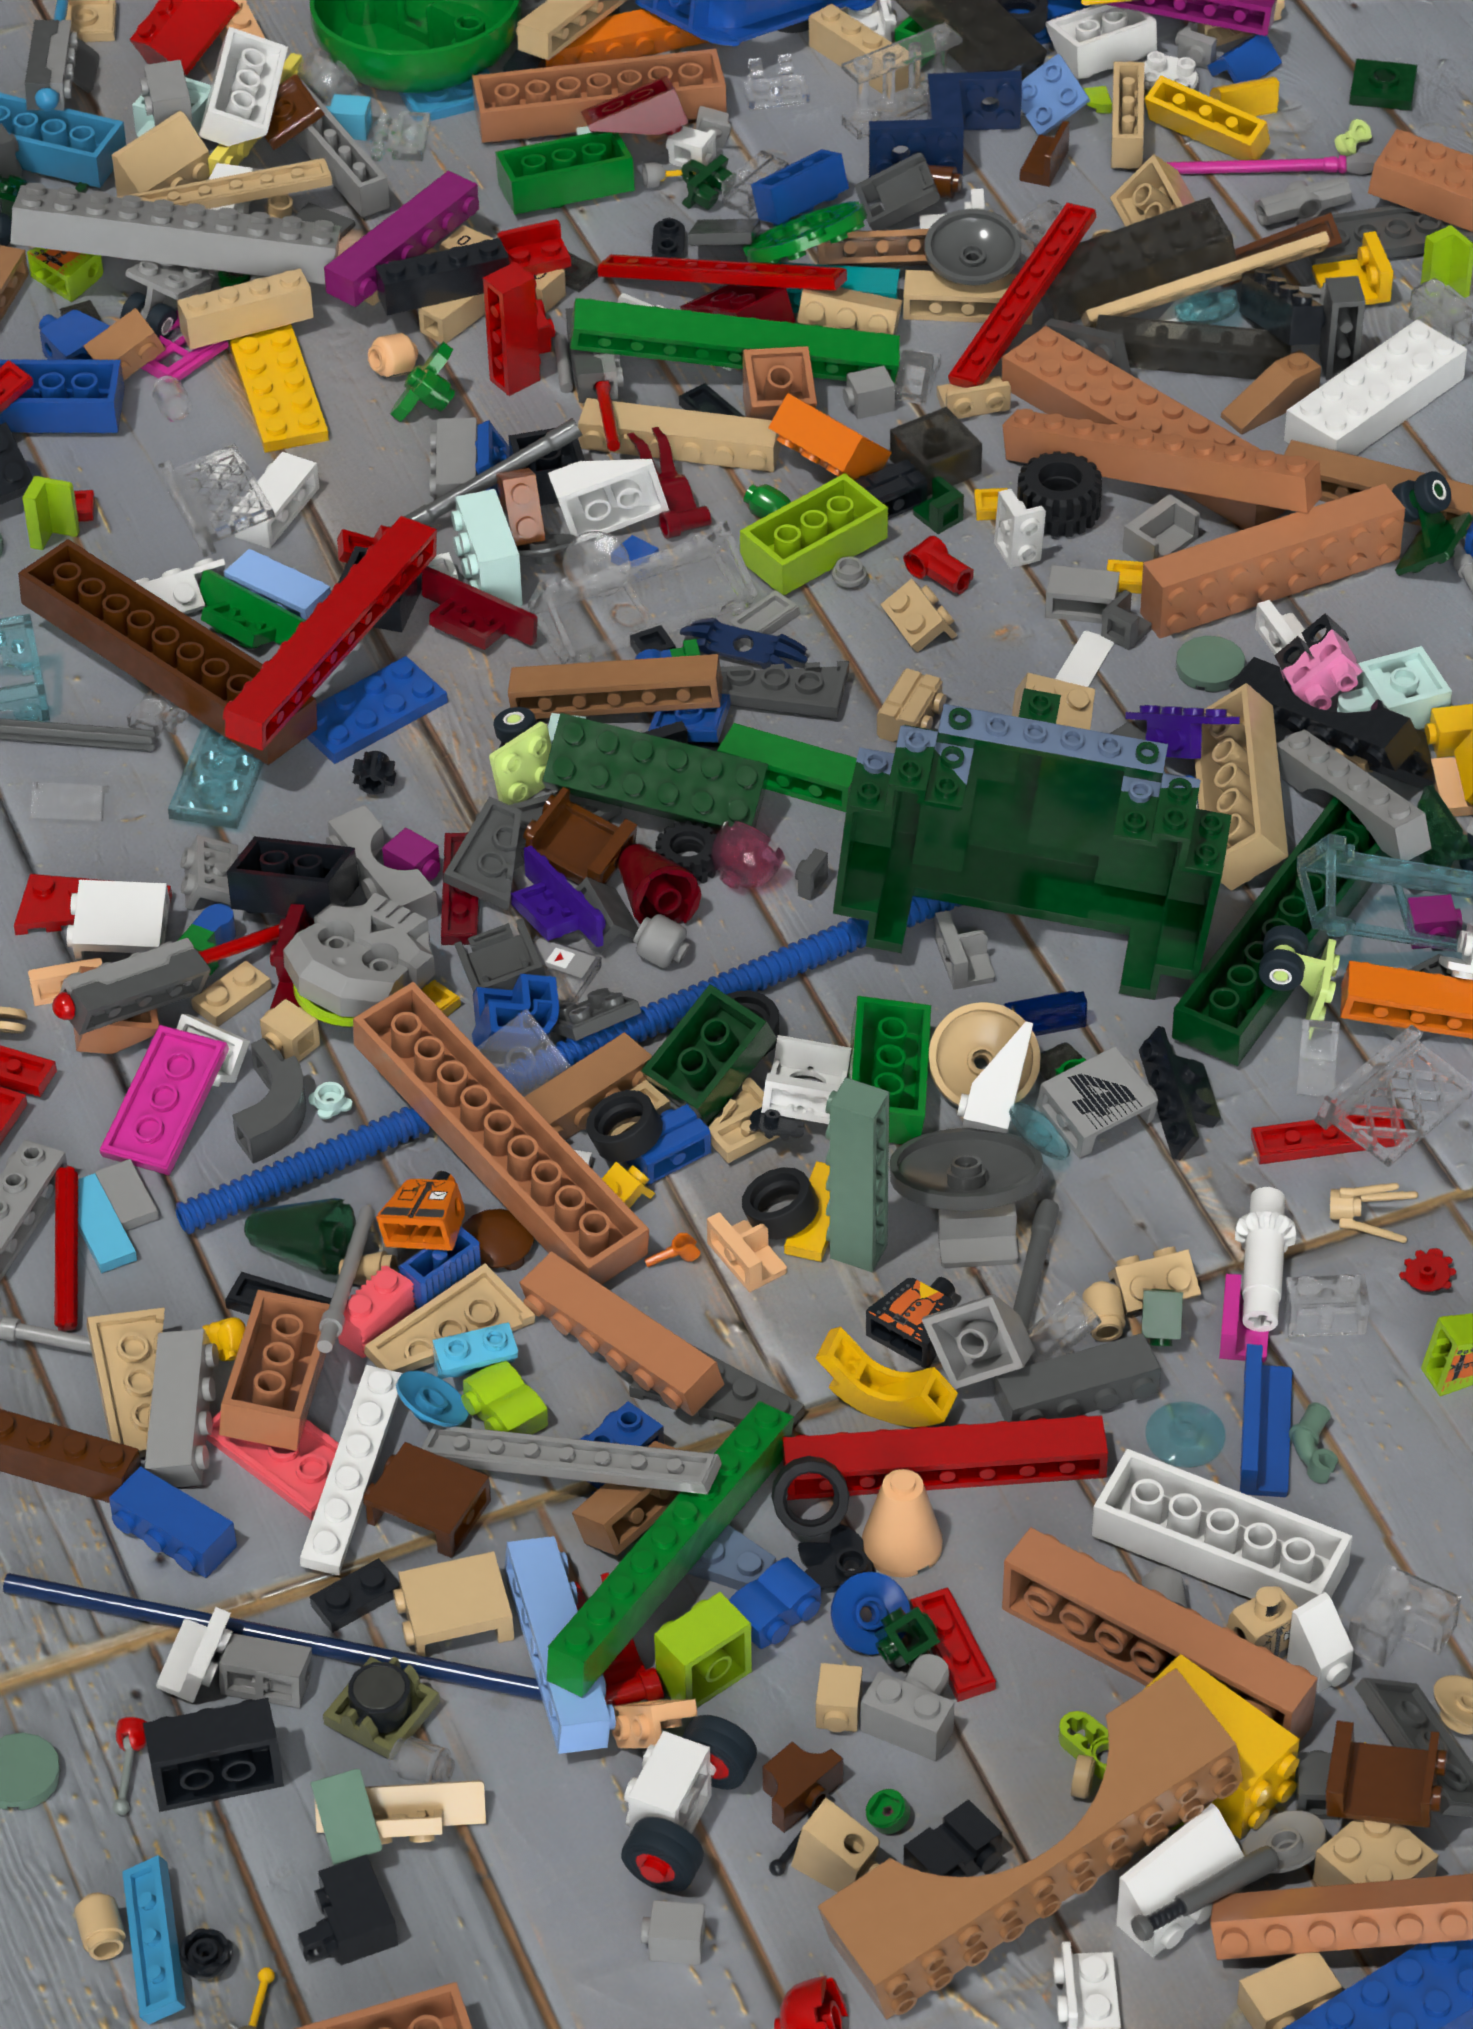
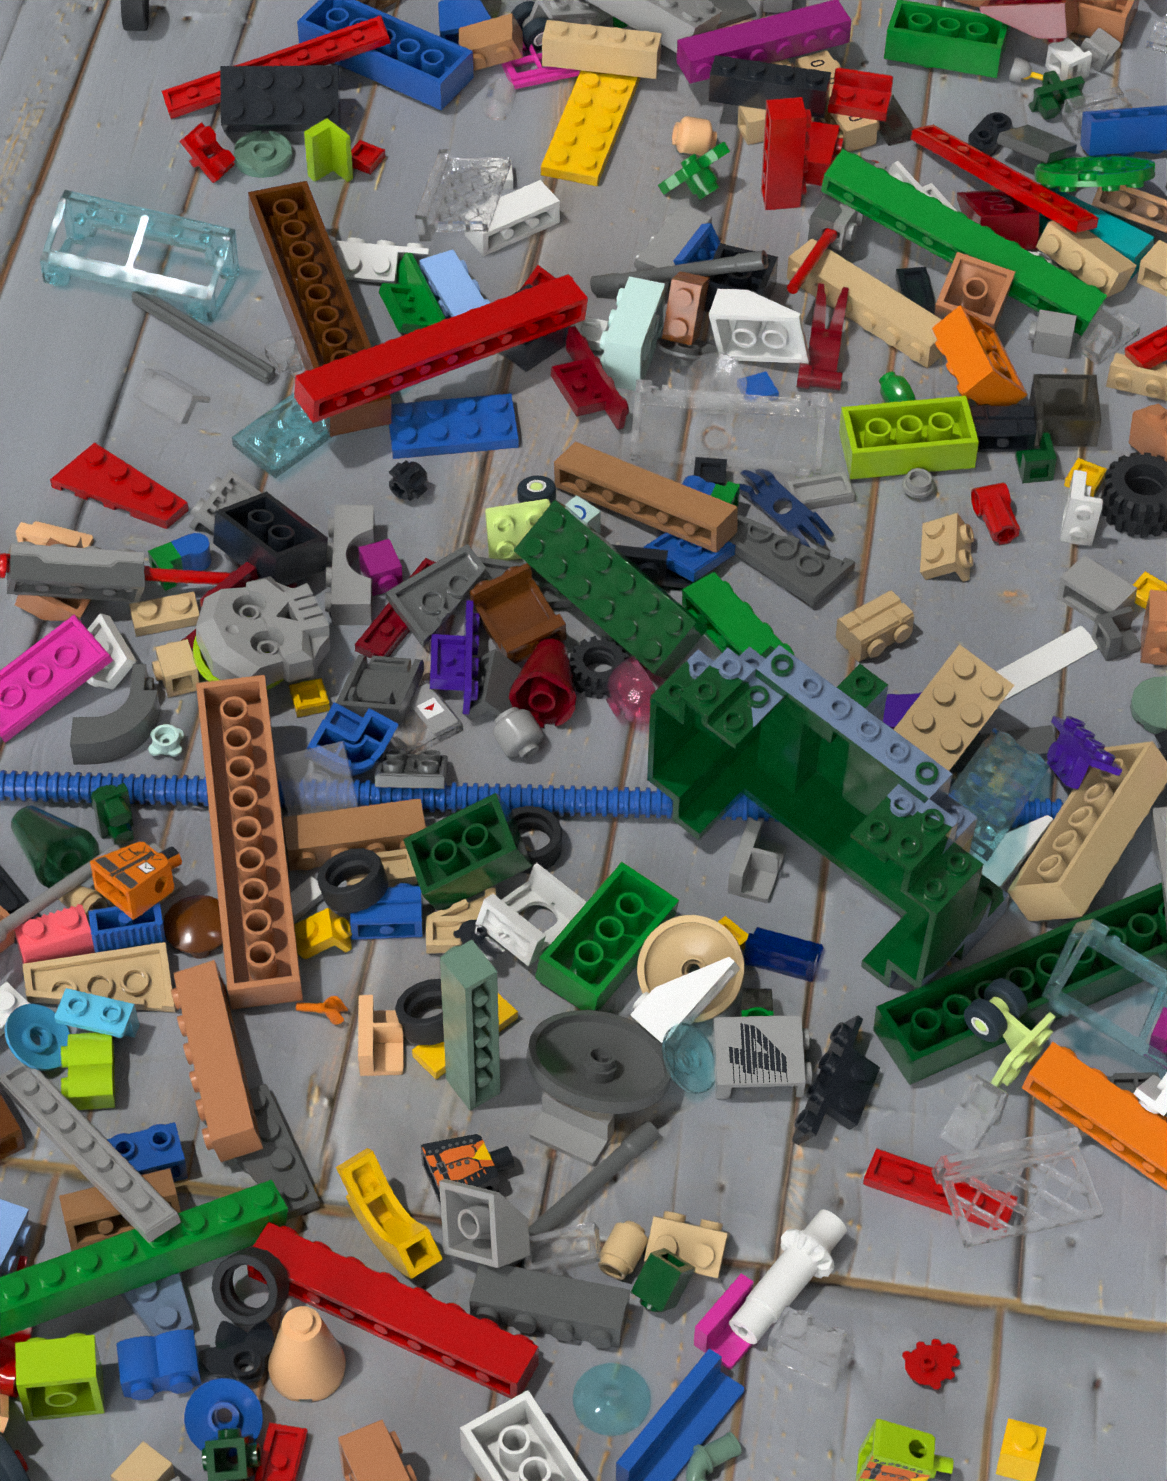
camera: 30 degrees right, 5 degrees up
(118, 917) = (122, 511): white panel -> none
(342, 1176) = (113, 813): none -> dark green hips
(1348, 1203) = (904, 1263): tan plant -> none

